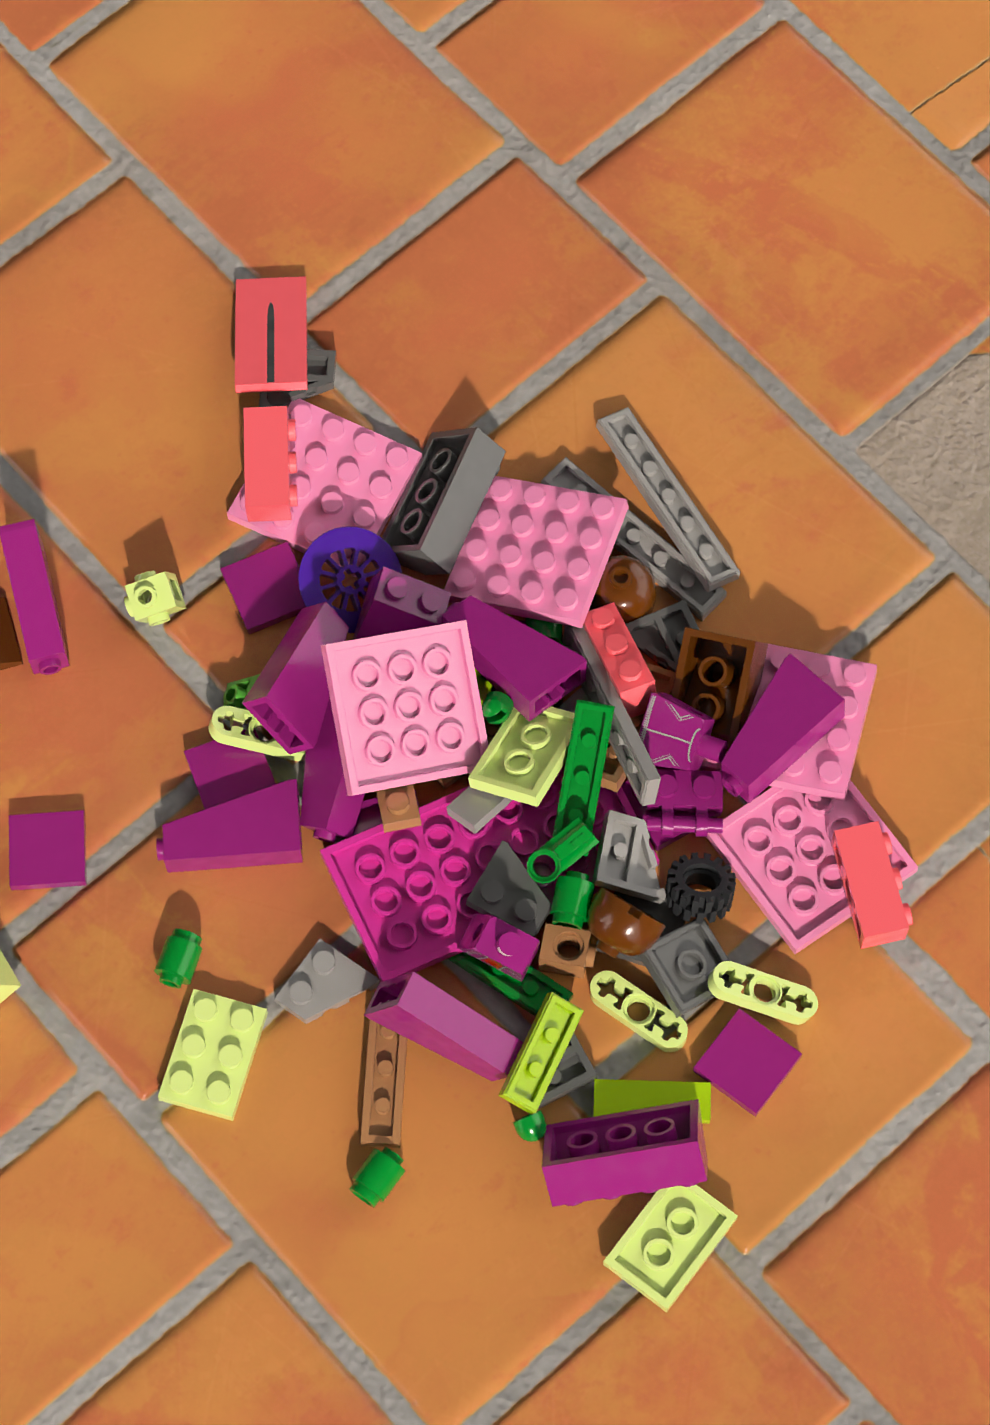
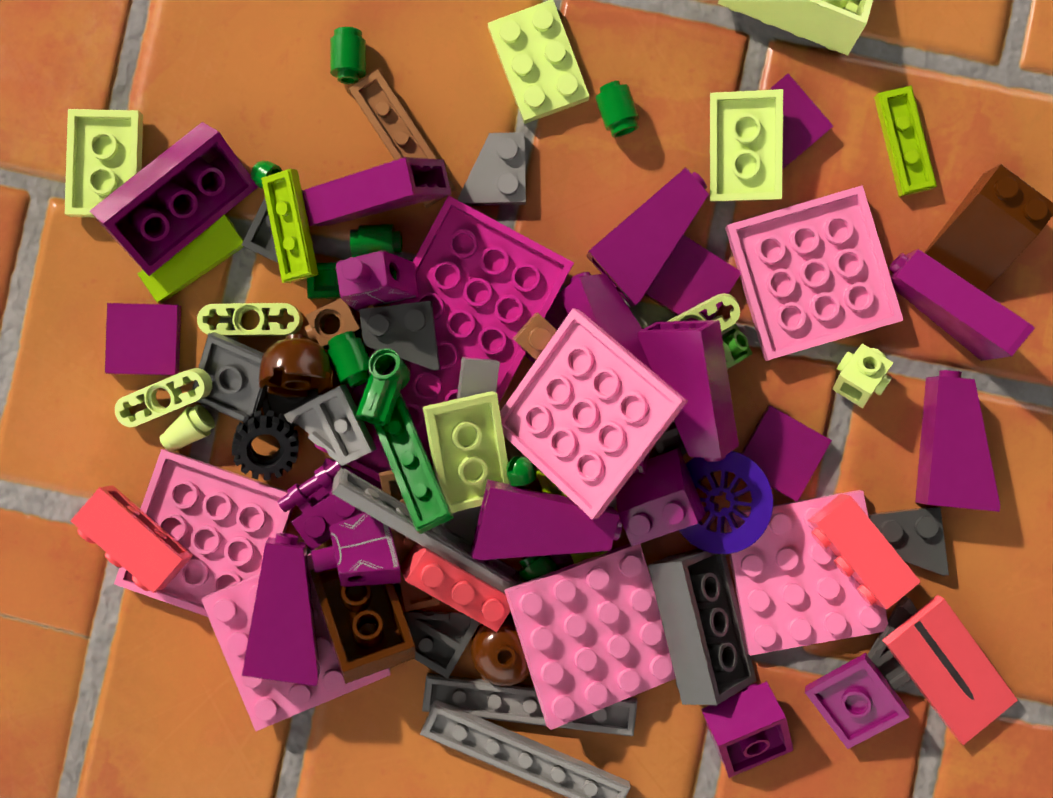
camera: 140 degrees right, 20 degrees up
(97, 846) = (746, 145): none -> yellowish green plate
(125, 708) = (813, 273): none -> bright pink plate
(128, 493) = (954, 447): none -> magenta slope
(215, 453) = (915, 536): none -> dark grey wing
(363, 361) = (857, 701): none -> magenta plate
(467, 399) = (748, 729): none -> magenta slope
(477, 993) = (375, 238): none -> green brick
(762, 953) = (189, 427): none -> yellowish green cone

